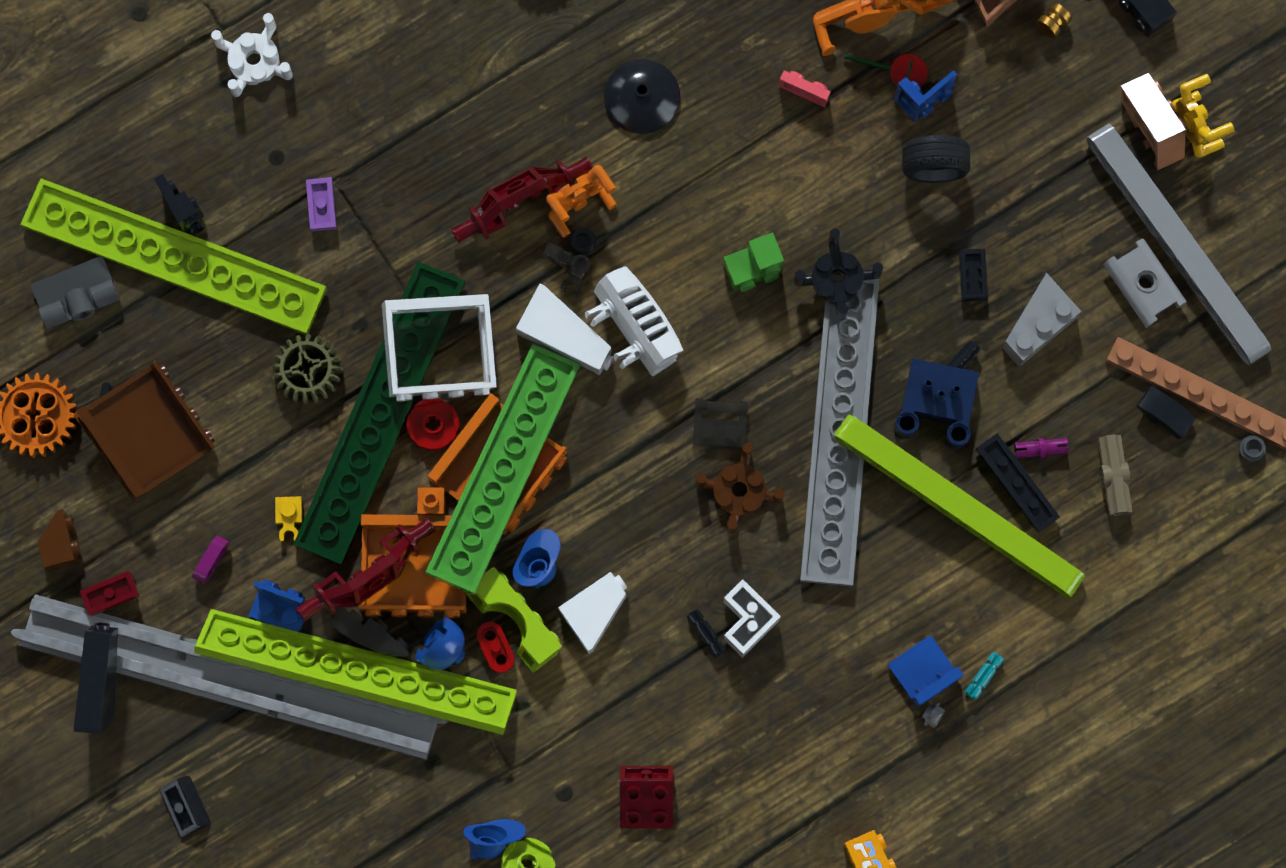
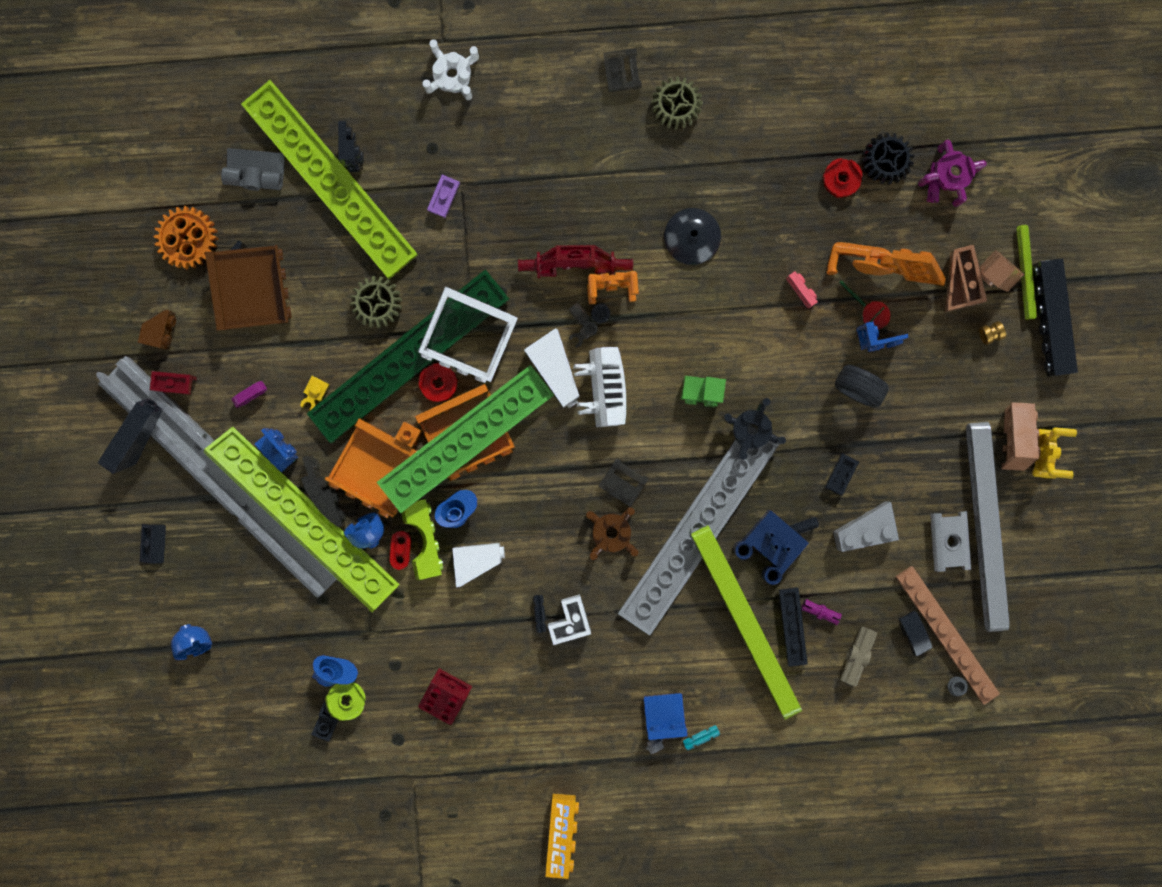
camera: 25 degrees right, 10 degrees up
(372, 580) = (334, 468): dark red plate -> none

